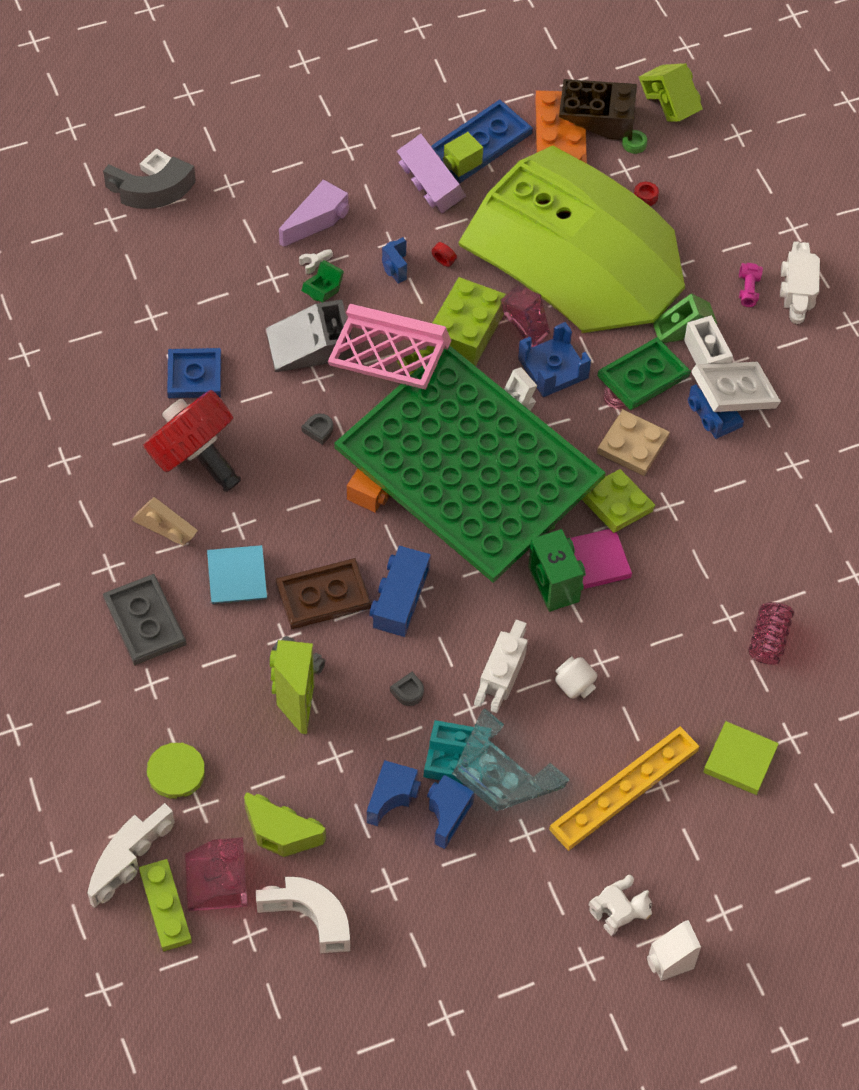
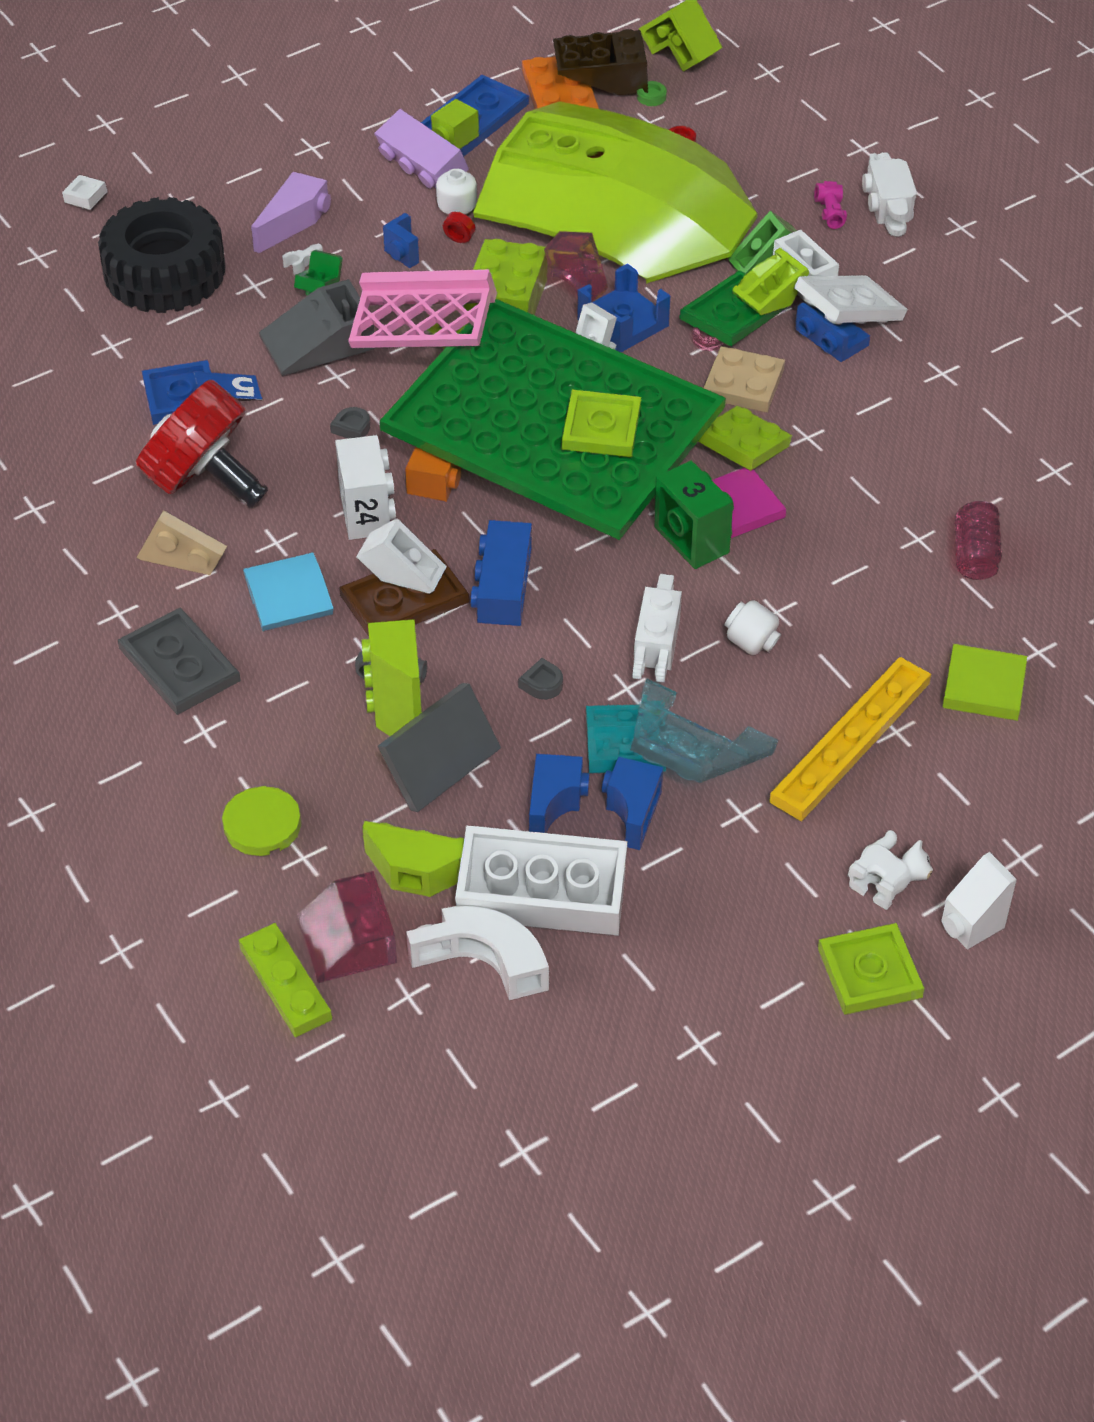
camera: 10 degrees left, 10 degrees down
(119, 860) = (211, 930): white slope -> none
(152, 190) = (78, 217): dark grey arch -> none
(204, 268) = (162, 254): none -> black tyre
(231, 375) = (236, 384): none -> blue sticker
(312, 496) = (364, 485): none -> white brick
(315, 739) = (439, 747): none -> dark grey tile
(325, 567) = (401, 558): none -> white slope
(363, 867) = (544, 878): none -> white slope
(449, 221) = (456, 191): none -> white head
(502, 479) = (601, 423): none -> lime tile
(585, 983) = (870, 968): none -> lime tile
(675, 360) = (771, 283): none -> lime slope

